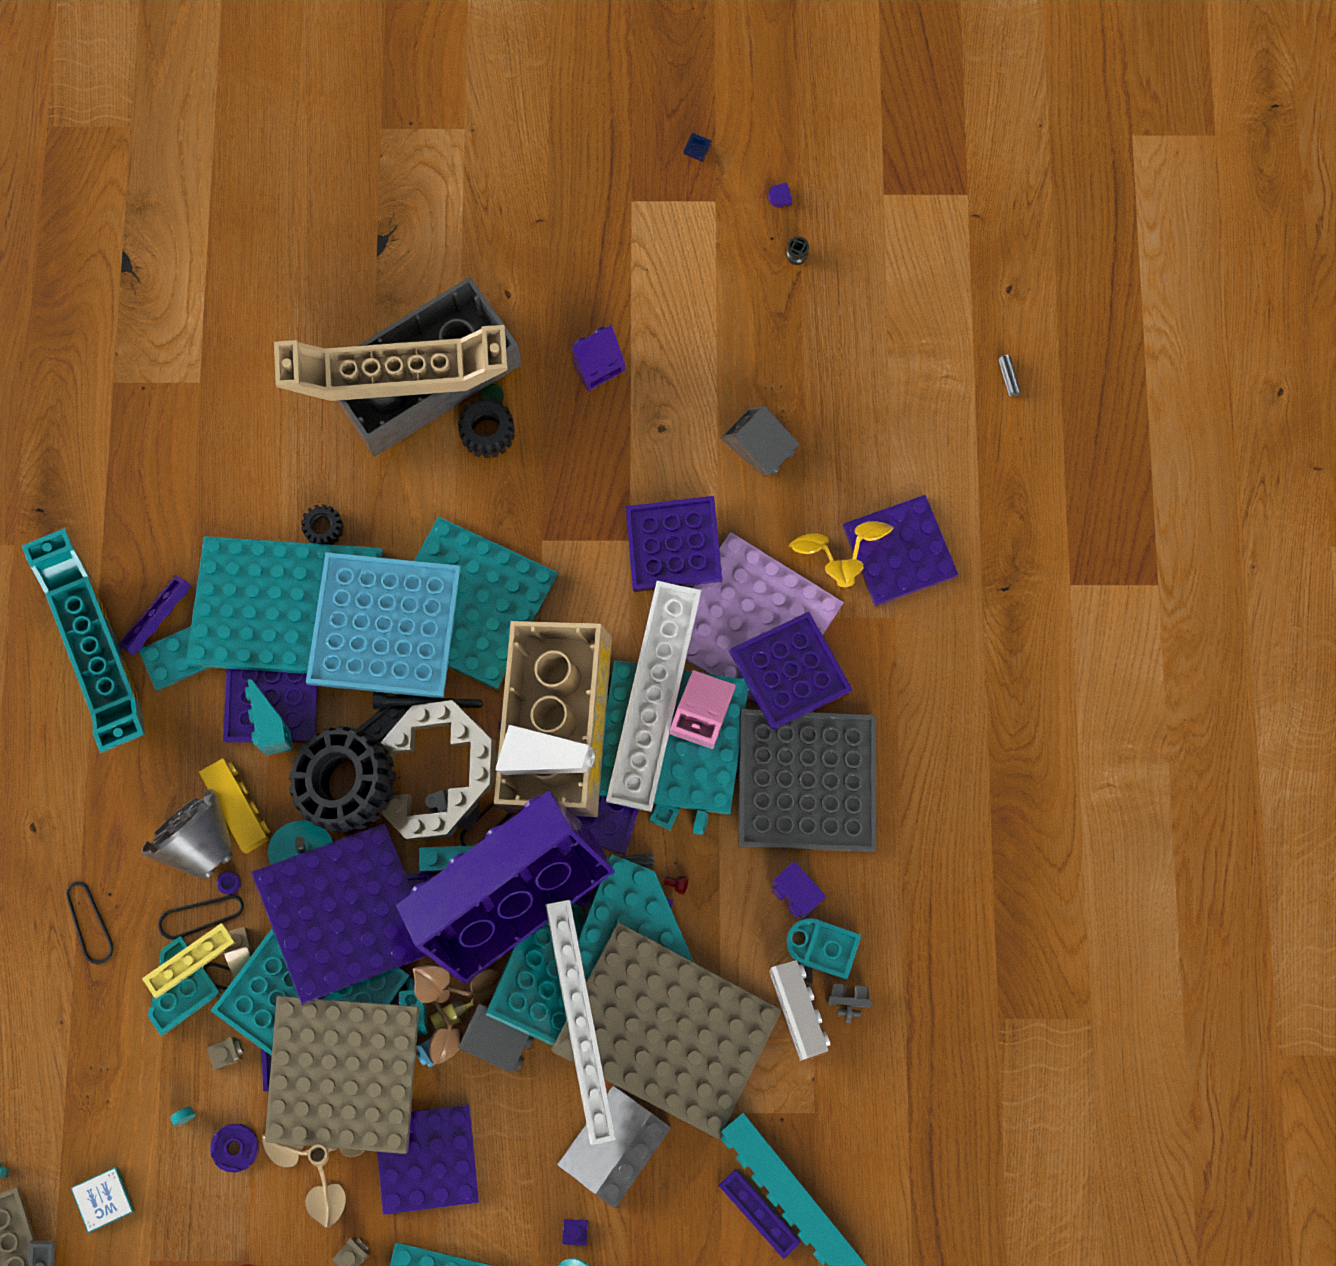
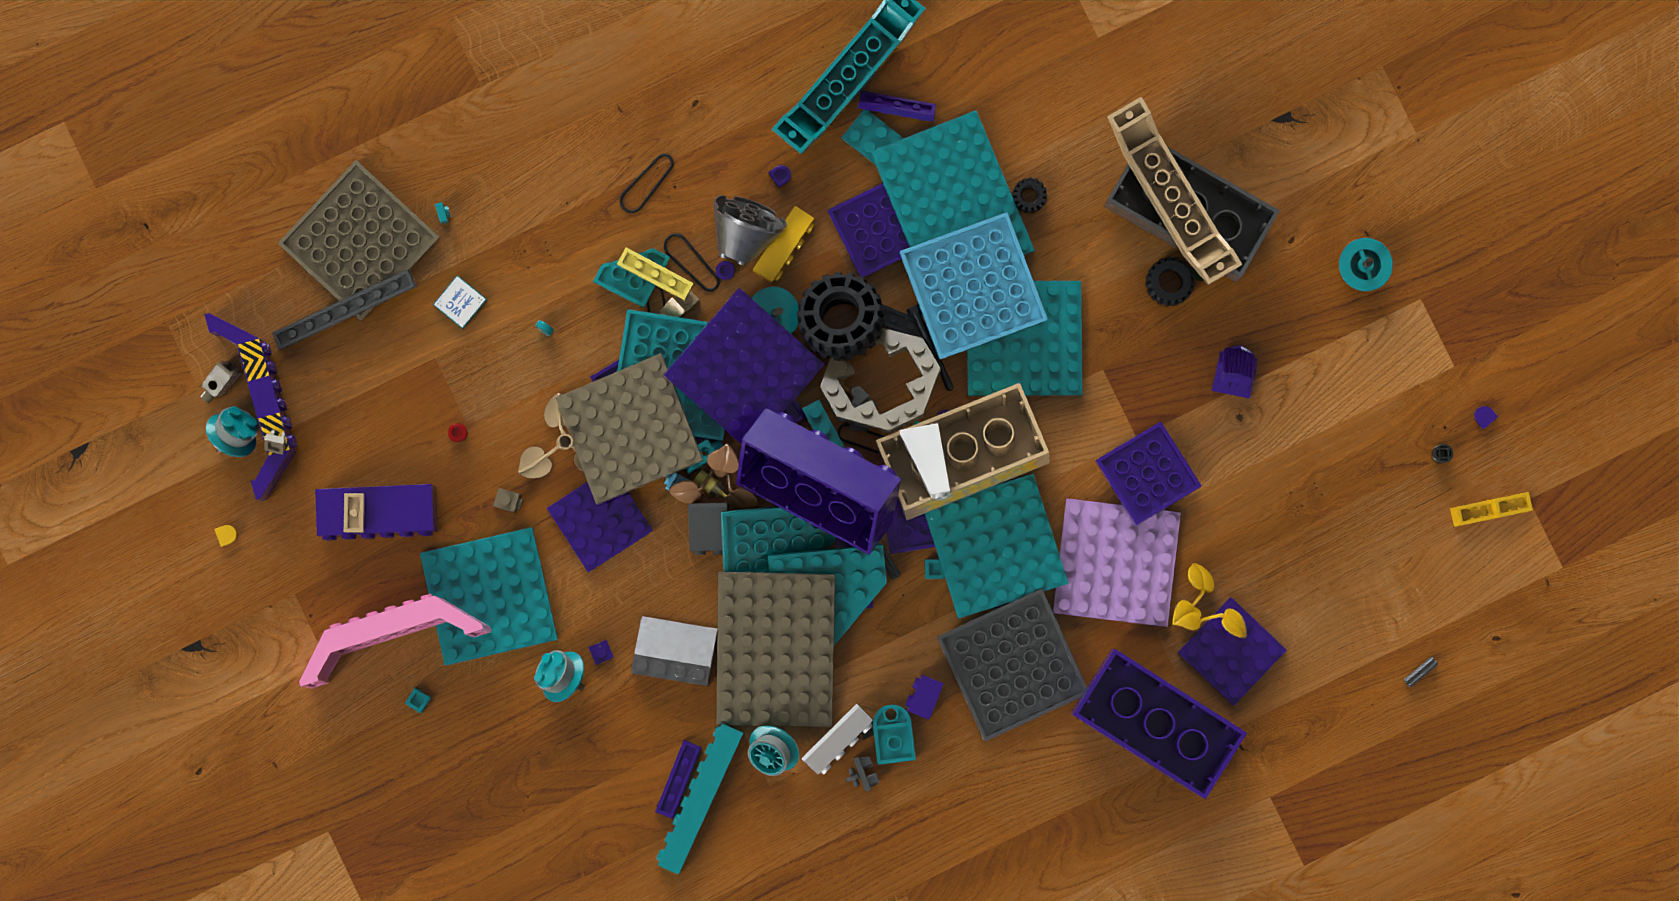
camera: 65 degrees right, 10 degrees up
(160, 773) = (781, 175): none -> dark purple tile
(225, 1053) = (603, 334): dark tan bracket -> none
(248, 1151) = (529, 376): dark purple tile -> none
(271, 731) = (851, 245): teal slope -> none
(569, 230) = (1365, 264): none -> teal piece
(580, 1022) = (749, 583): white plate -> none
(598, 358) = (1268, 341): dark purple slope -> none
(613, 409) = (1235, 371): none -> dark purple piece
(653, 696) = (1019, 517): white plate -> none
(680, 884) = (888, 606): dark red piece -> none
(697, 147) = (1492, 329): clear blue plate -> none
(700, 822) = (941, 599): teal tile -> none
(702, 709) = (1026, 559): bright pink slope -> none
(760, 440) = (1266, 500): dark grey slope -> none
(778, 1088) = (772, 750): none -> teal piece
(790, 670) = (1090, 611): dark purple plate -> none
(876, 233) = (1491, 509): none -> yellow slope
(943, 655) = (1158, 723): none -> dark purple brick

